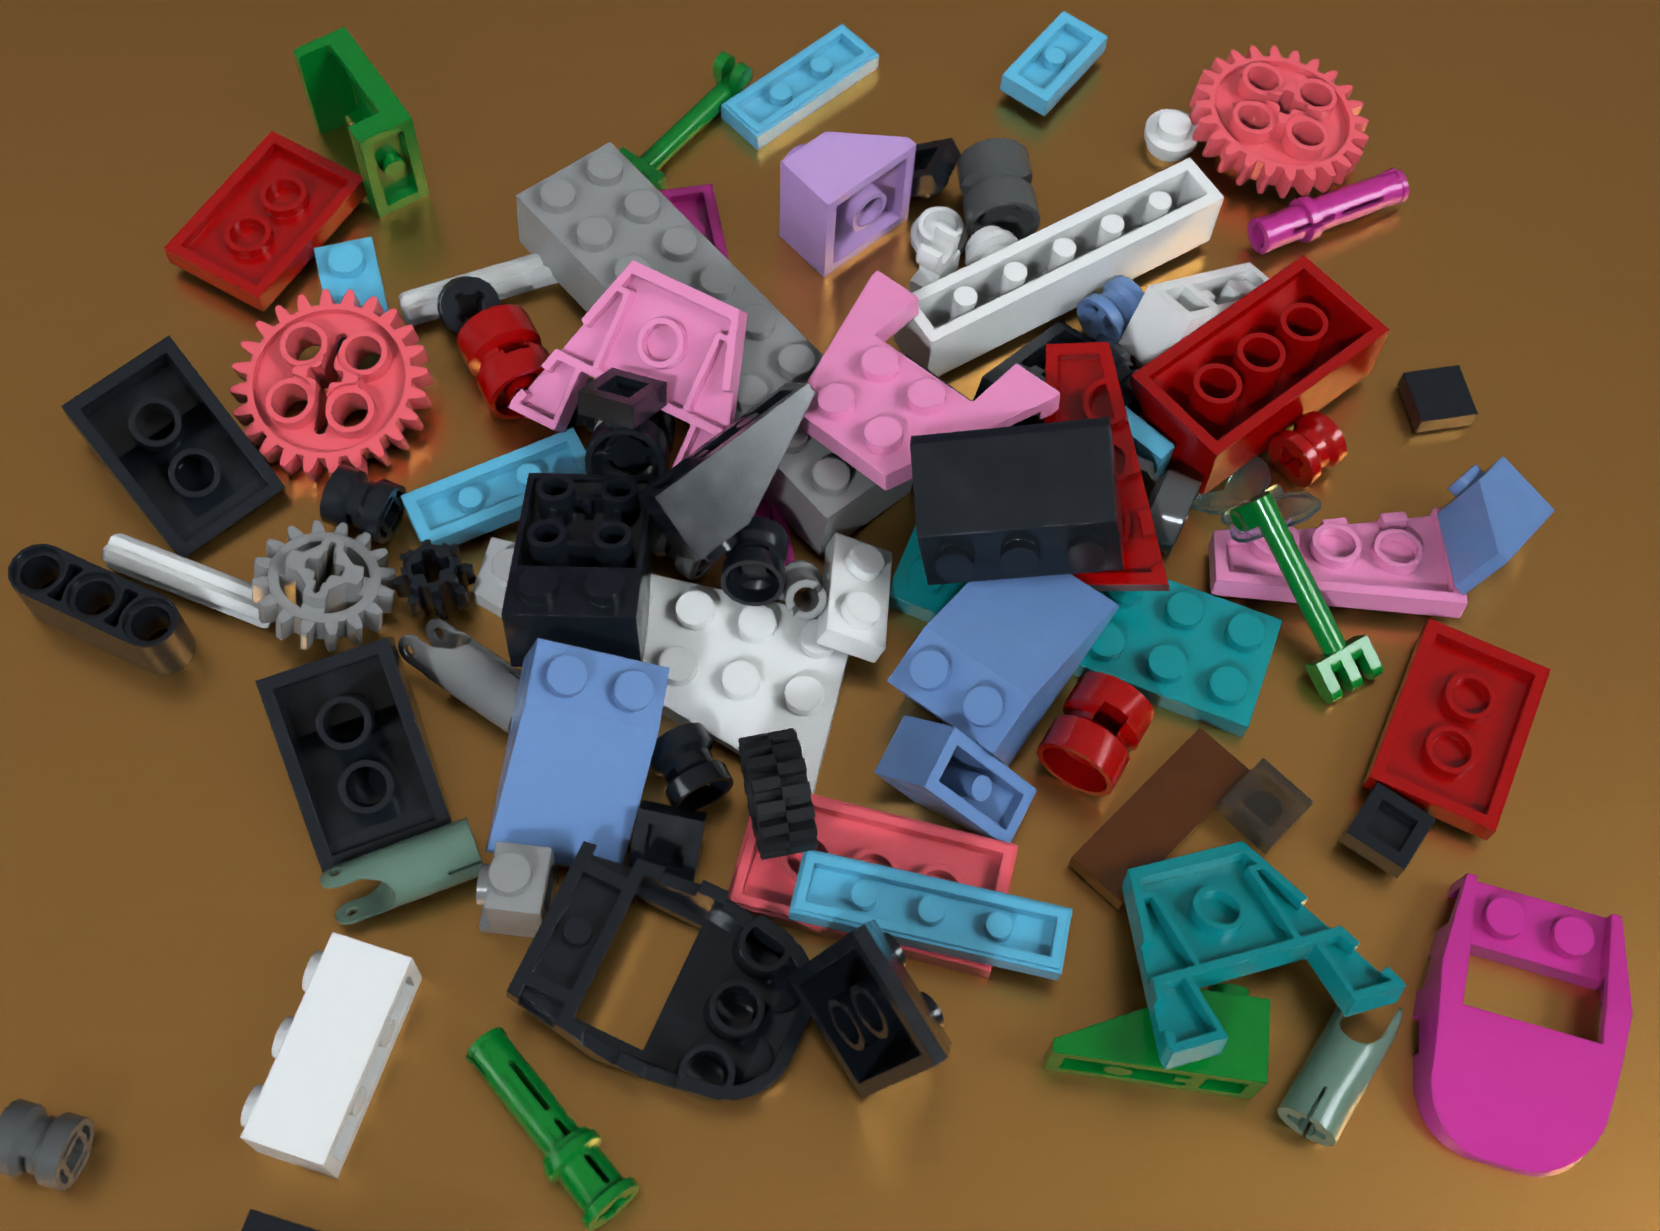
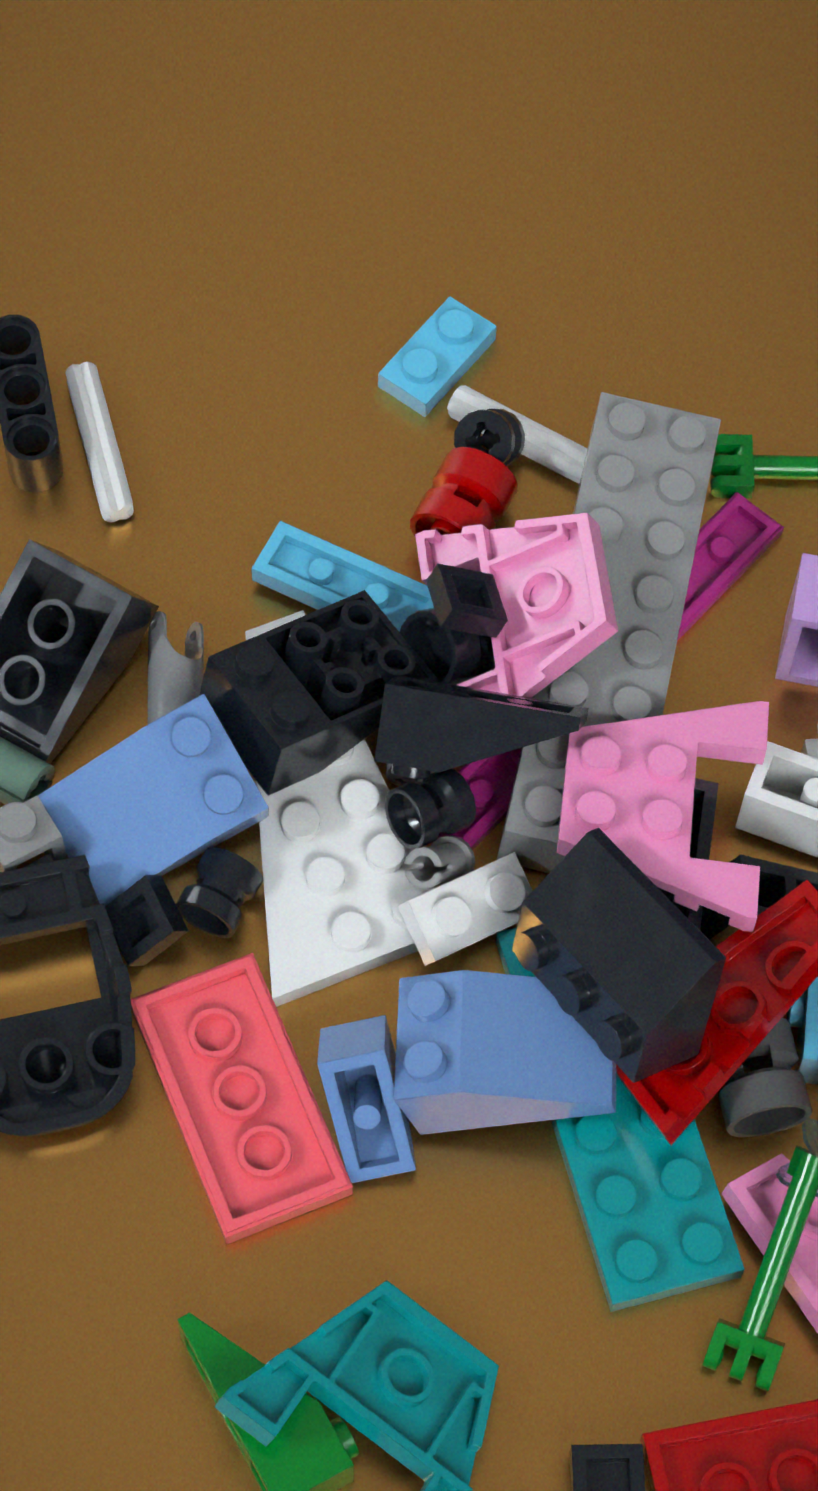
camera: 55 degrees right, 0 degrees up
(173, 447) = (190, 342): black slope -> none
(266, 221) = (446, 246): red plate -> none
(279, 379) = (360, 441): coral gear -> none
(323, 585) = (161, 528): light grey gear -> none
(349, 90) = (570, 271): green panel -> none
(362, 503) = (252, 495): black wheel -> none
(433, 563) = (230, 598): black gear -> none
(778, 793) = (229, 962): black tyre -> none
(872, 1010) = (115, 1155): black slope -> none
(932, 913) = (234, 1157): medium azure tile -> none
(1093, 737) = (473, 1181): red wheel -> none
(1159, 815) = (479, 1285): reddish brown tile -> none
(1264, 806) = (547, 1364): clear smoke plate -> none

